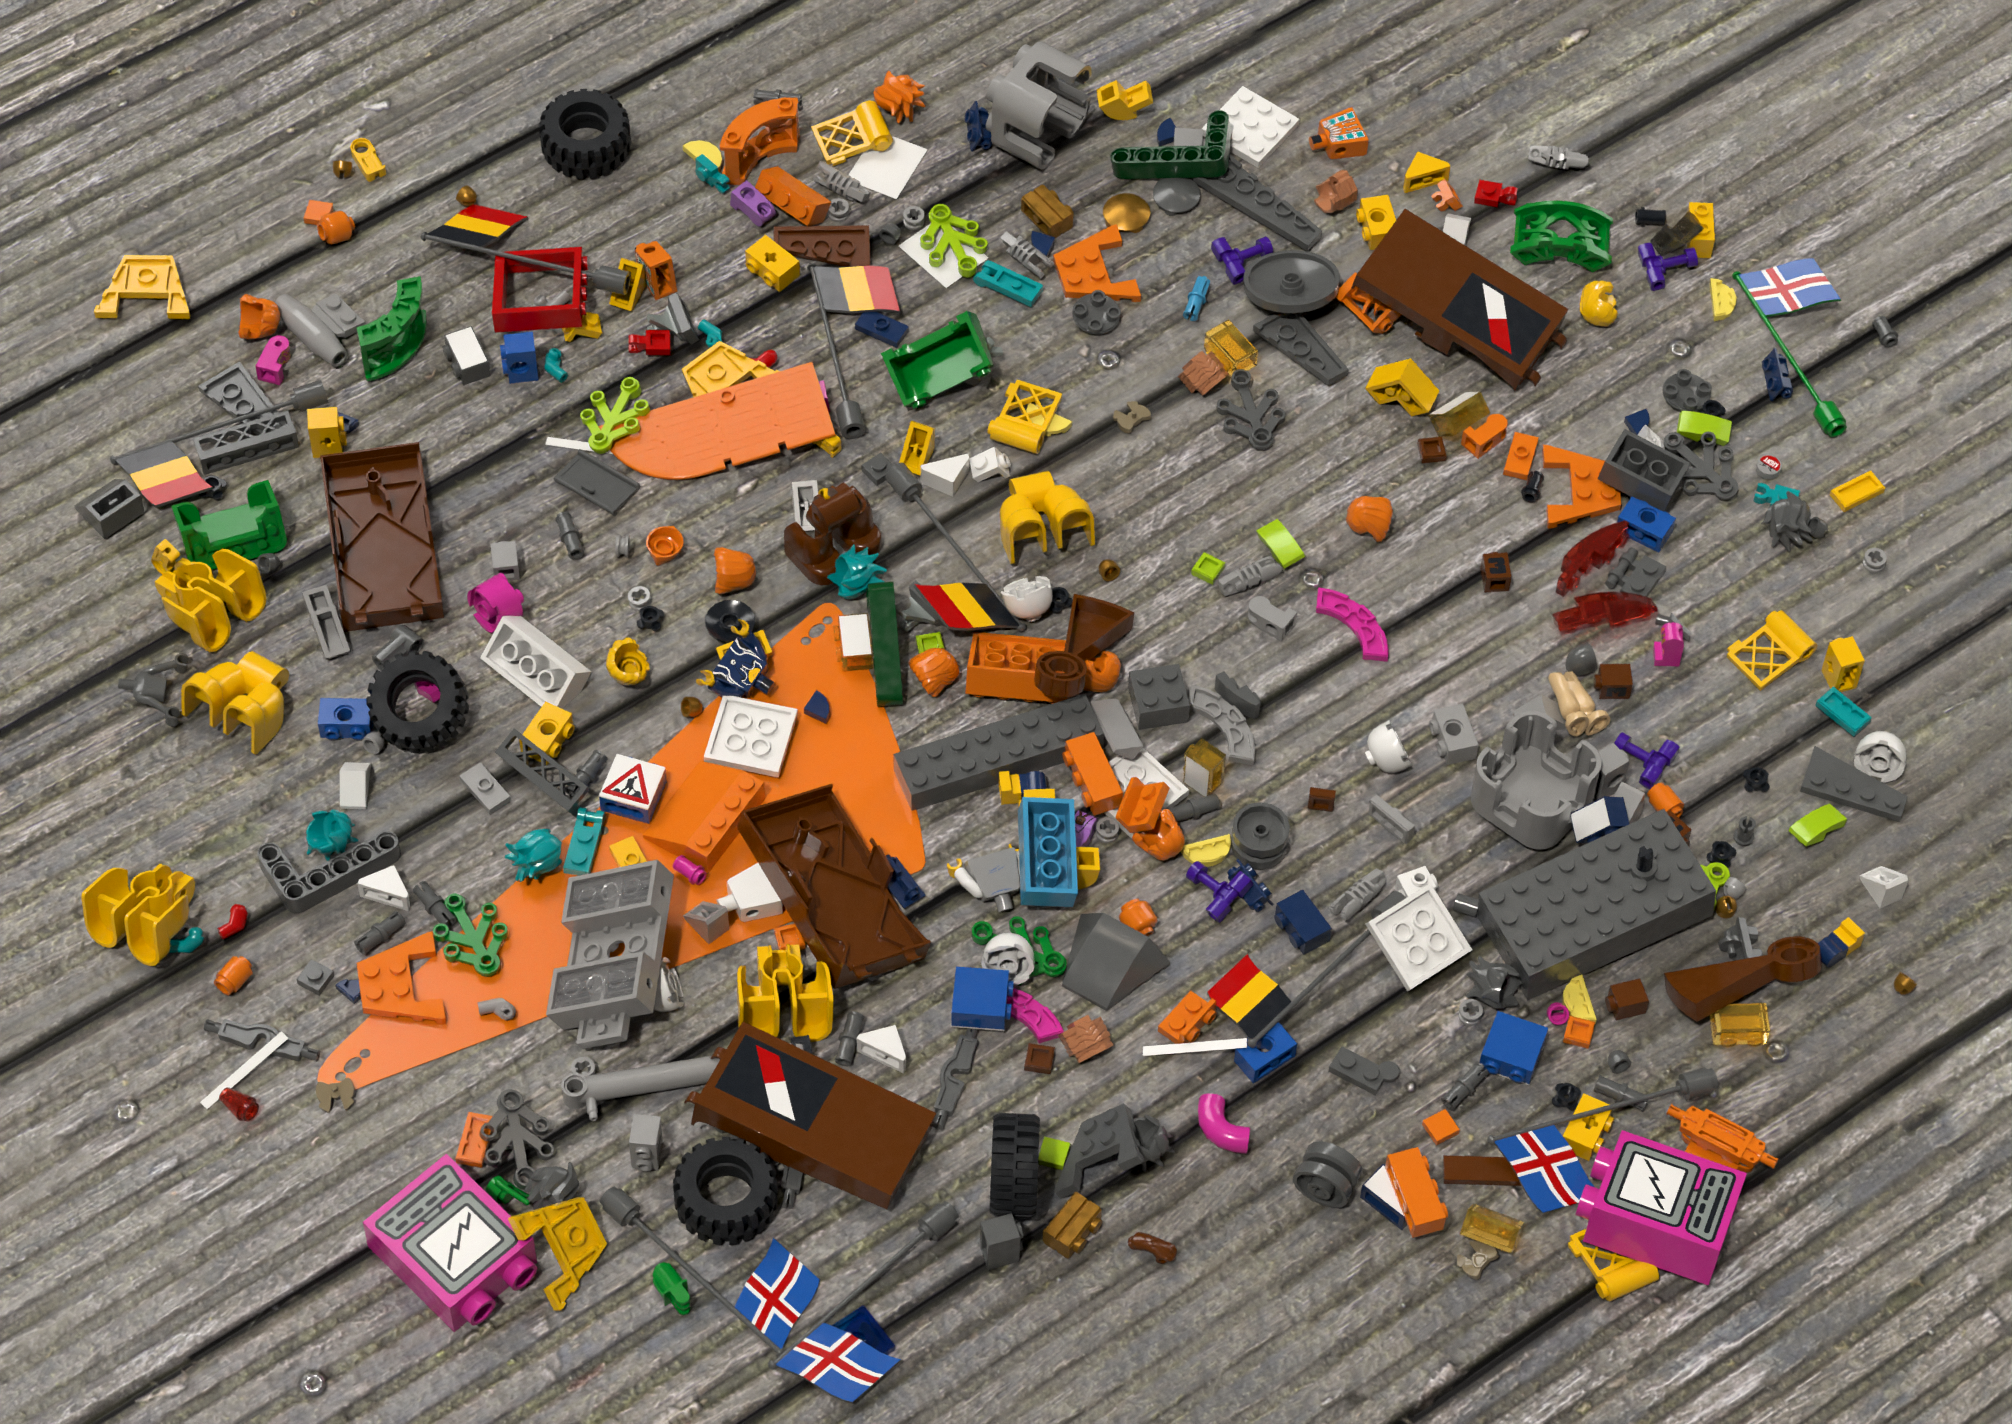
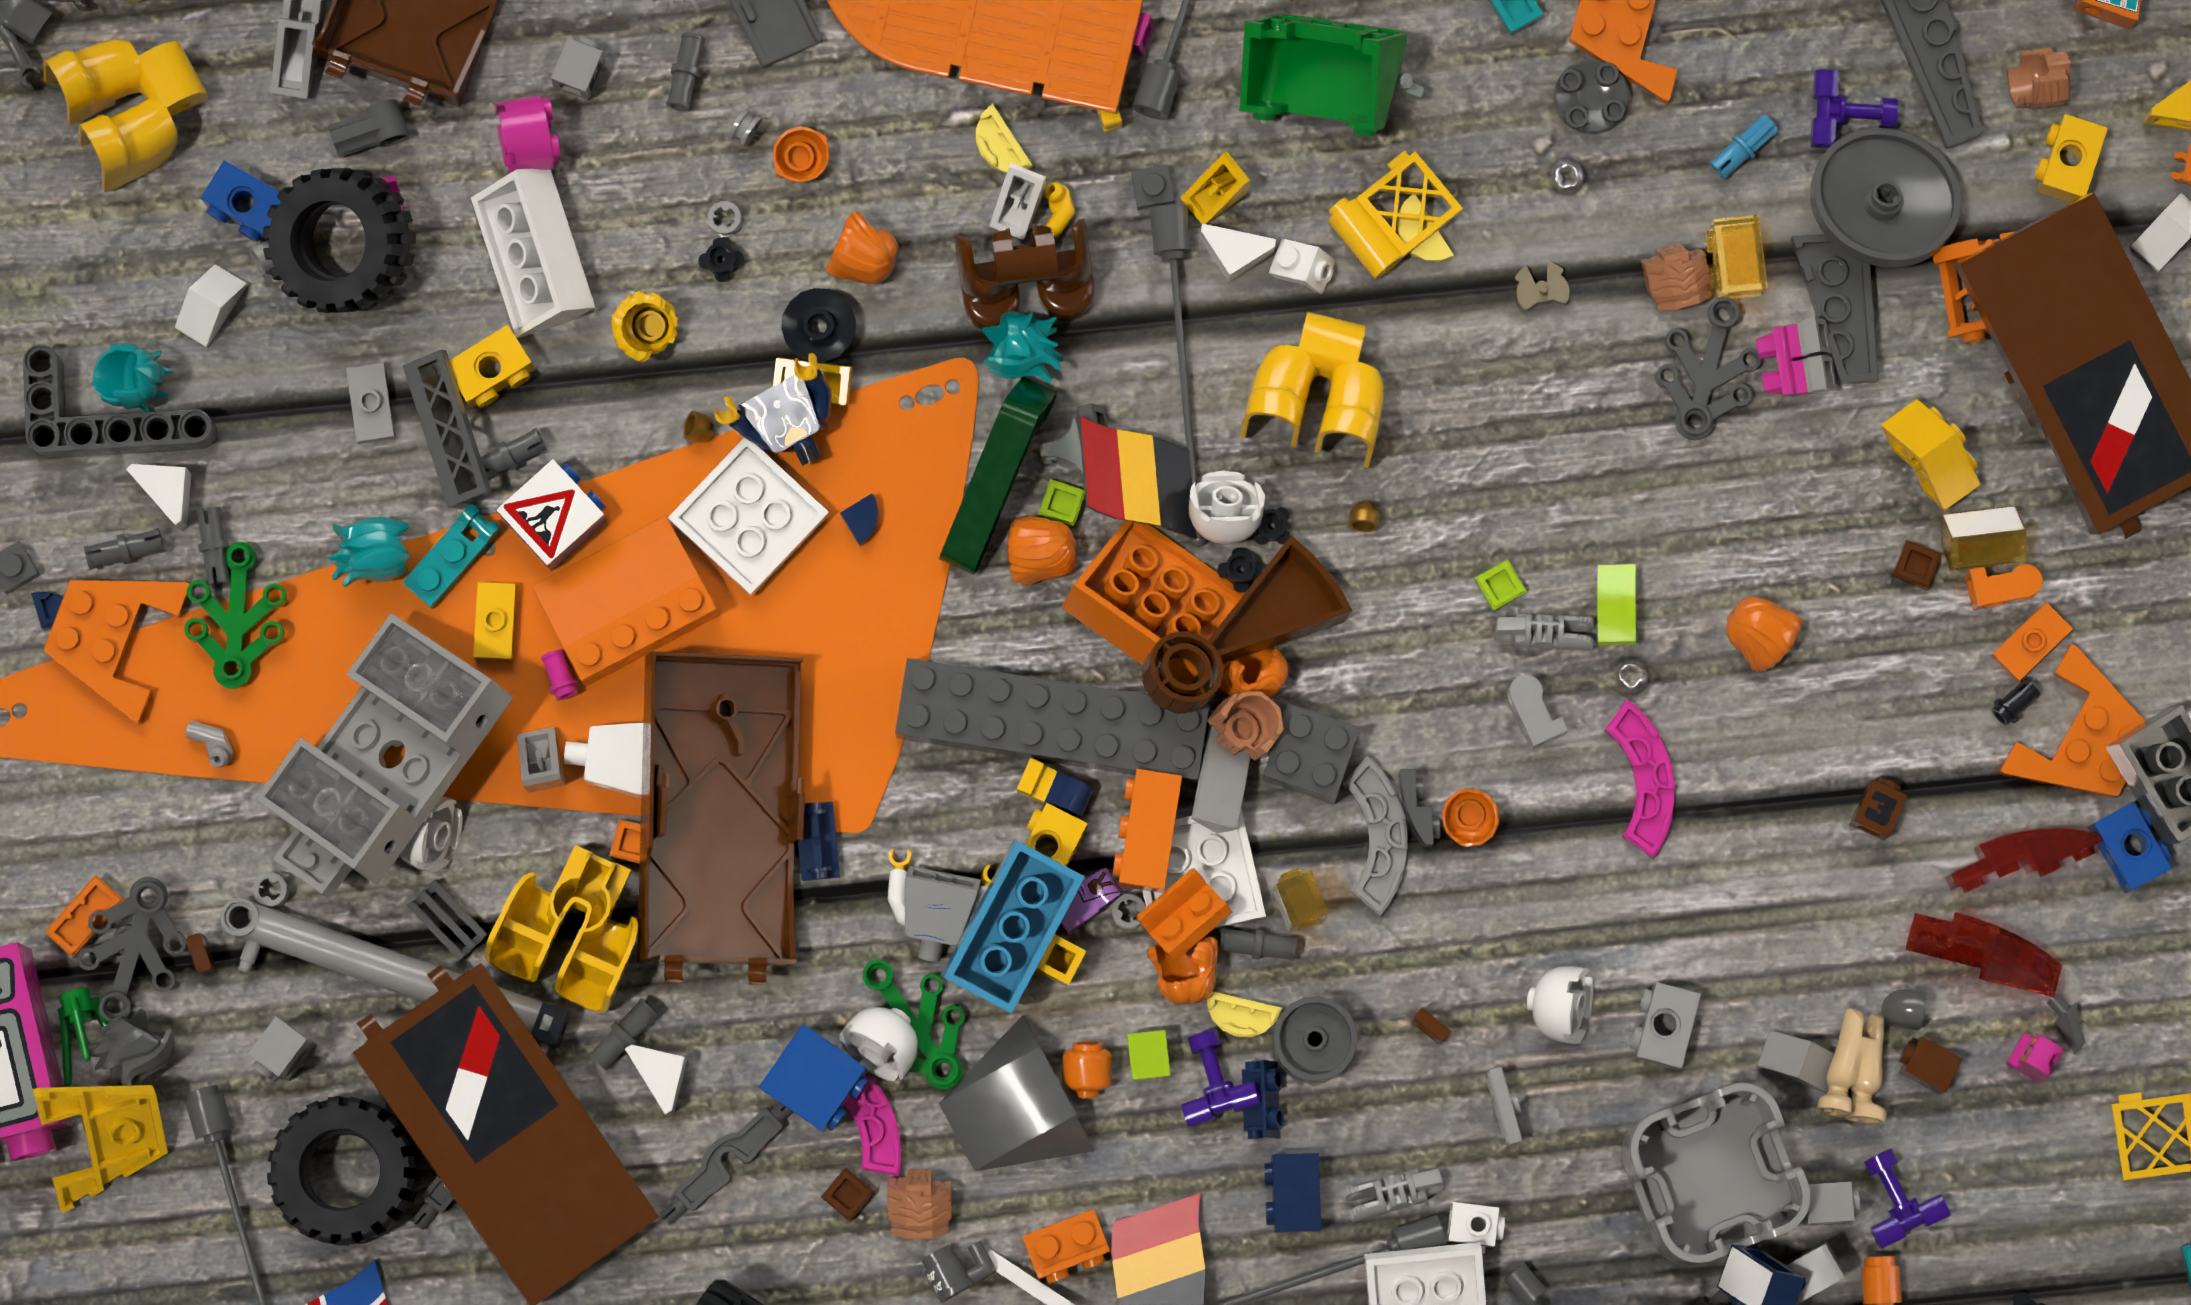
camera: 30 degrees right, 25 degrees up
(562, 1122) = (201, 954): none -> reddish brown tile
(672, 1287) = (210, 1261): green arm -> none
(703, 1029) = (425, 897): none -> dark grey tile
(774, 489) = (997, 143): none -> light yellow tile
(854, 641) = (959, 448): brick -> none
(1055, 623) = (1240, 559): none -> black plate
(1113, 689) = (1247, 723): none -> nougat hair
(1128, 1066) = (950, 1276): none -> dark grey piece
(1169, 890) = (1148, 1055): none -> lime panel
(1272, 683) = (1470, 817): none -> orange hair
(1300, 376) = (1790, 345): none -> hips
(1644, 575) = (2072, 927): dark grey plate -> none

